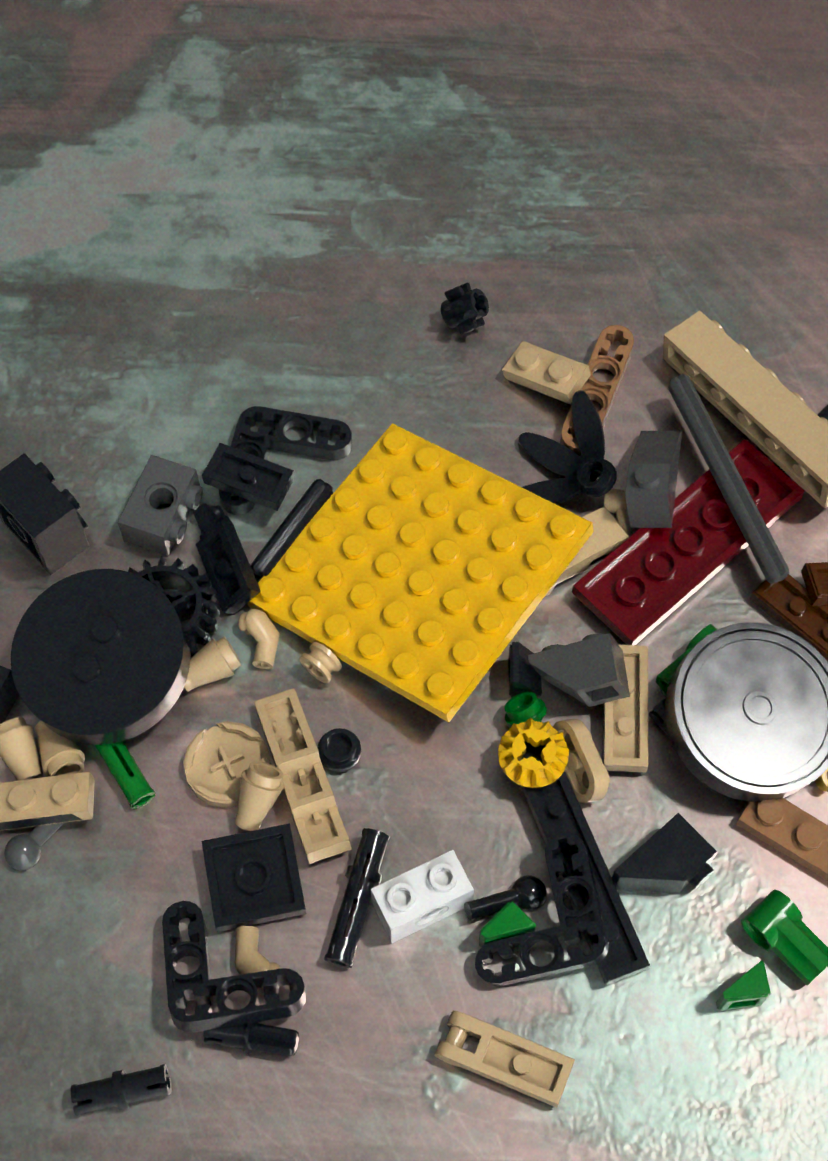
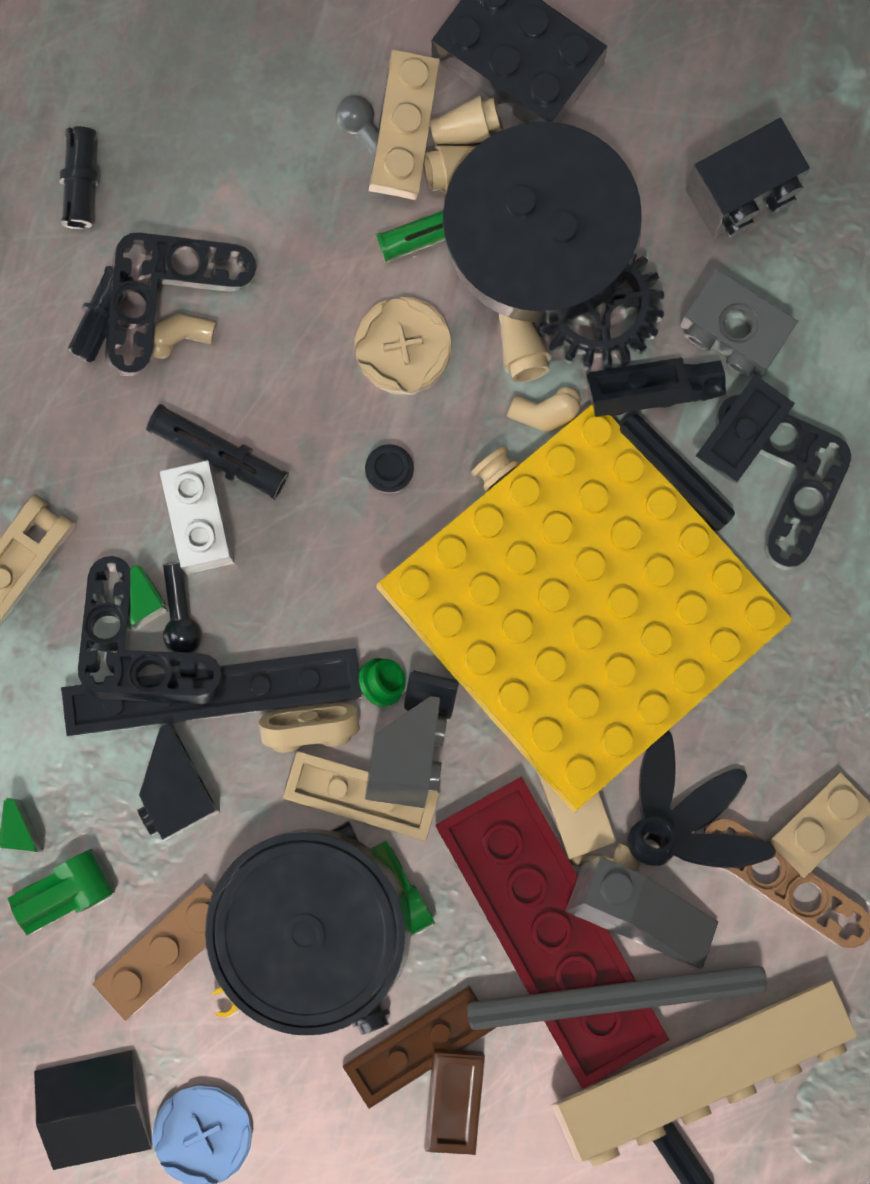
camera: 105 degrees right, 20 degrees up
(253, 877) = (264, 348): black plate -> none
(258, 792) = (352, 368): tan cone -> none
(303, 776) = (369, 421): tan slope -> none
(530, 771) = (345, 683): yellow gear -> none

